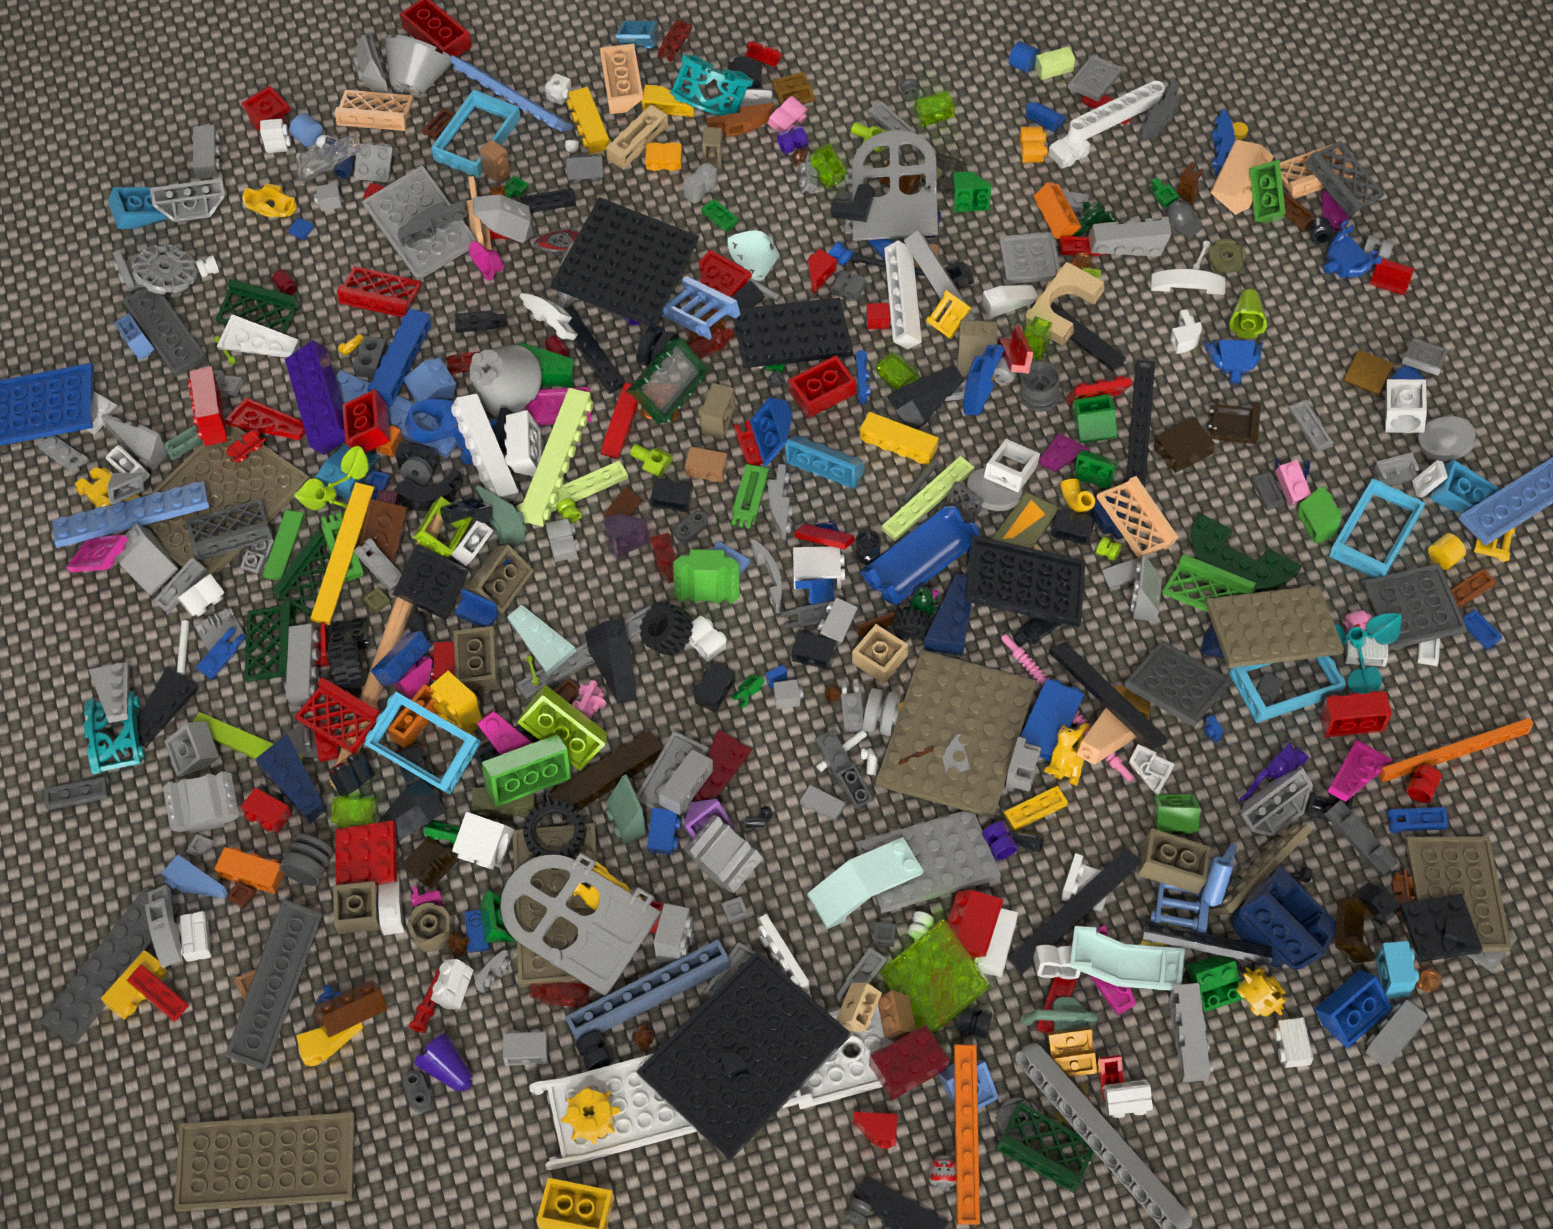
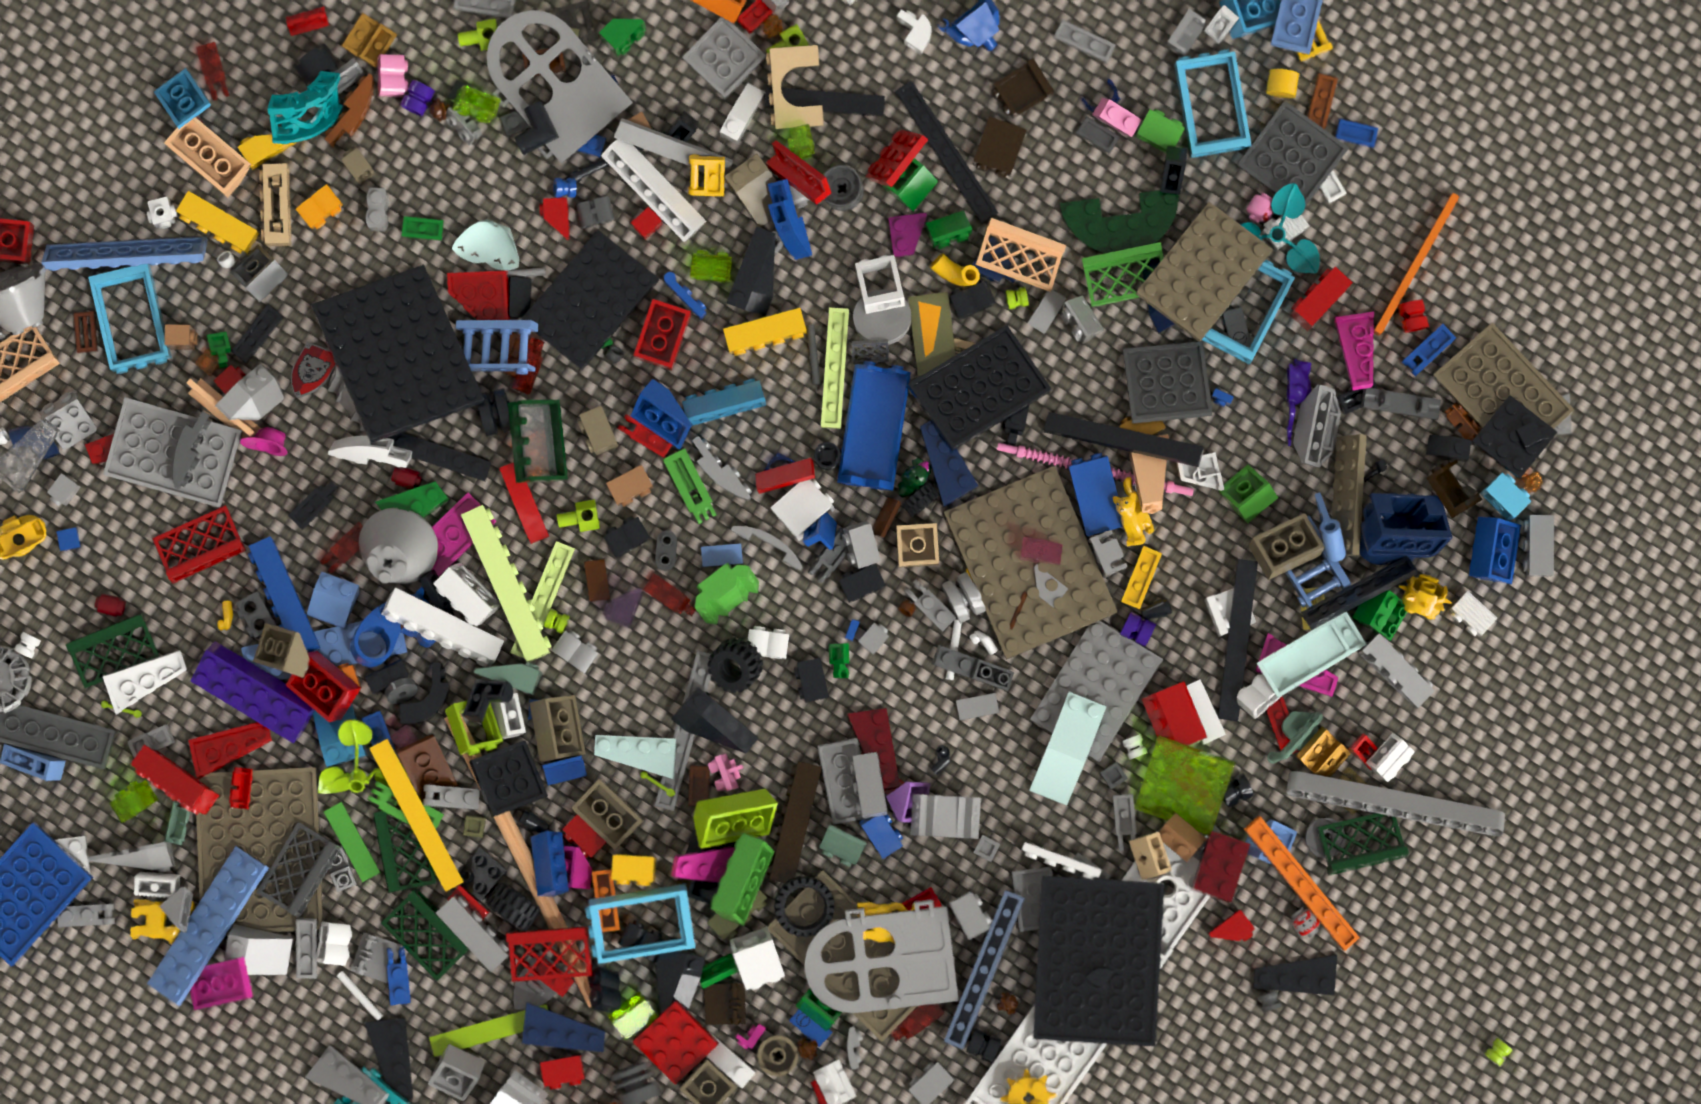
camera: 45 degrees left, 25 degrees up
(169, 402) = (133, 801): none -> clear neon green brick
(360, 377) = (282, 650): none -> dark tan slope
(971, 722) = (1041, 551): none -> clear pink slope
(1308, 545) = (1173, 170): none -> black brick

